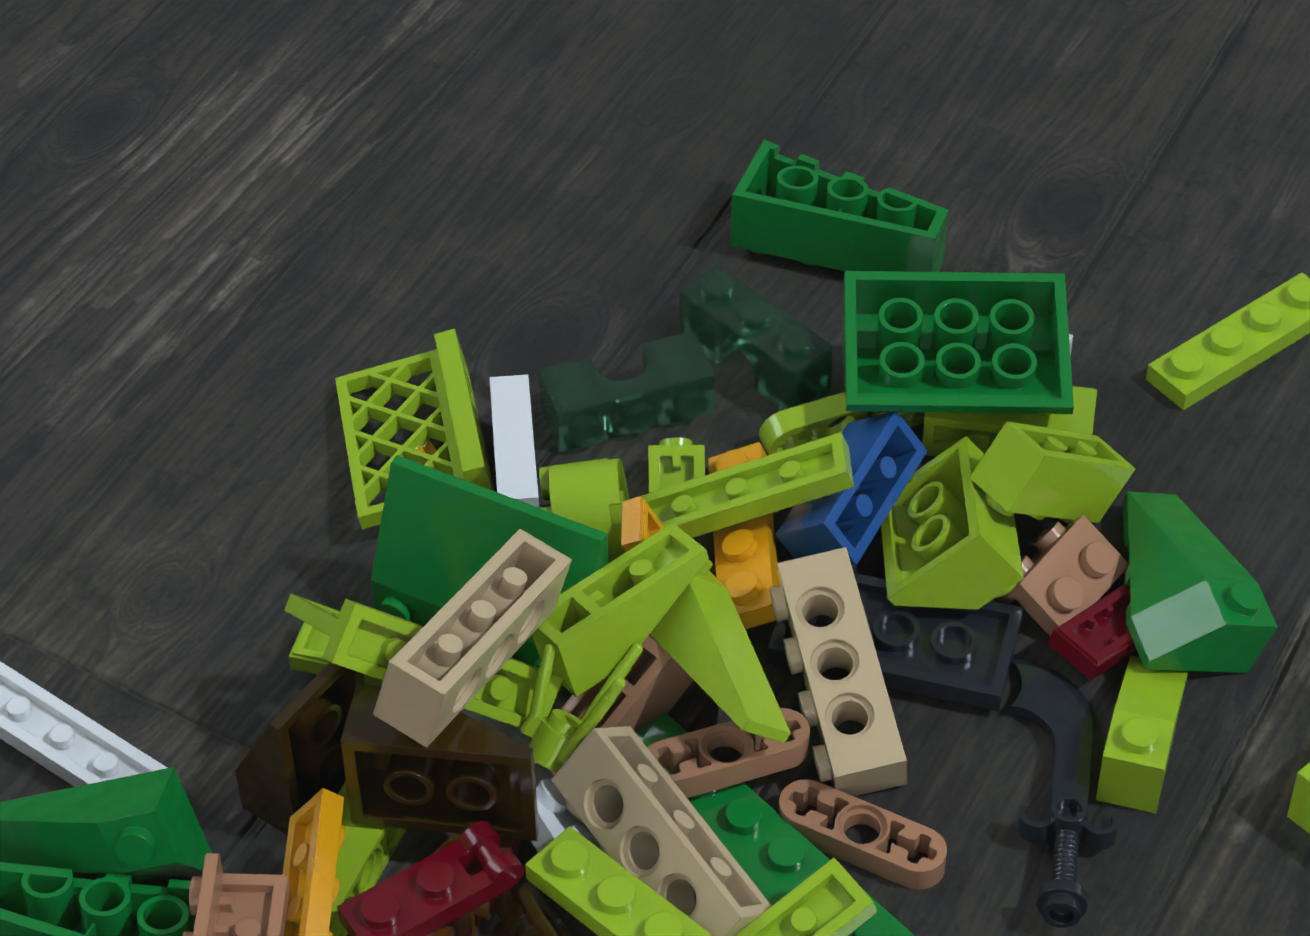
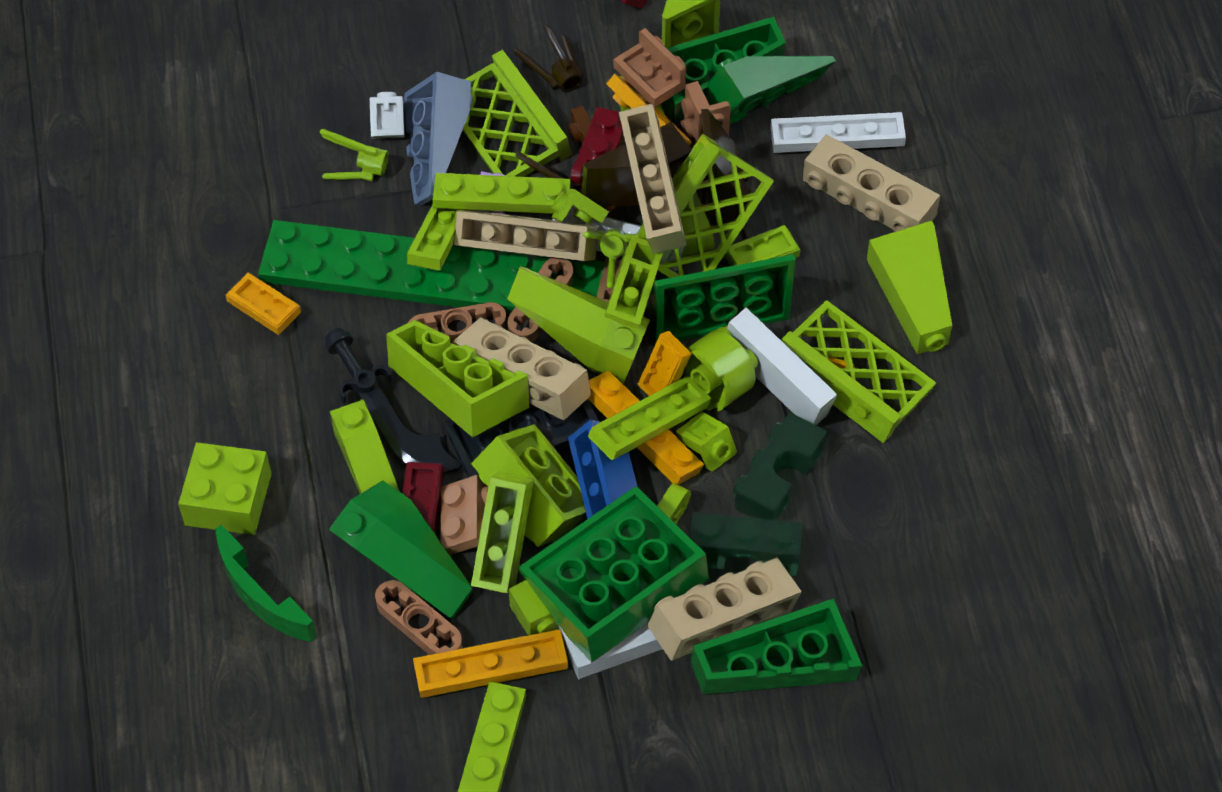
camera: 140 degrees right, 10 degrees up
(122, 632) = (868, 185): none -> tan brick
(220, 485) = (914, 284): none -> lime slope
(234, 827) = (692, 105): none -> nougat bracket
(573, 793) = (585, 209): none -> lime bracket
(808, 273) = (723, 607): none -> tan brick
(946, 691) = (455, 379): none -> lime wedge
(1178, 413) = (490, 662): none -> light orange plate
(1225, 490) = (415, 605): none -> nougat beam

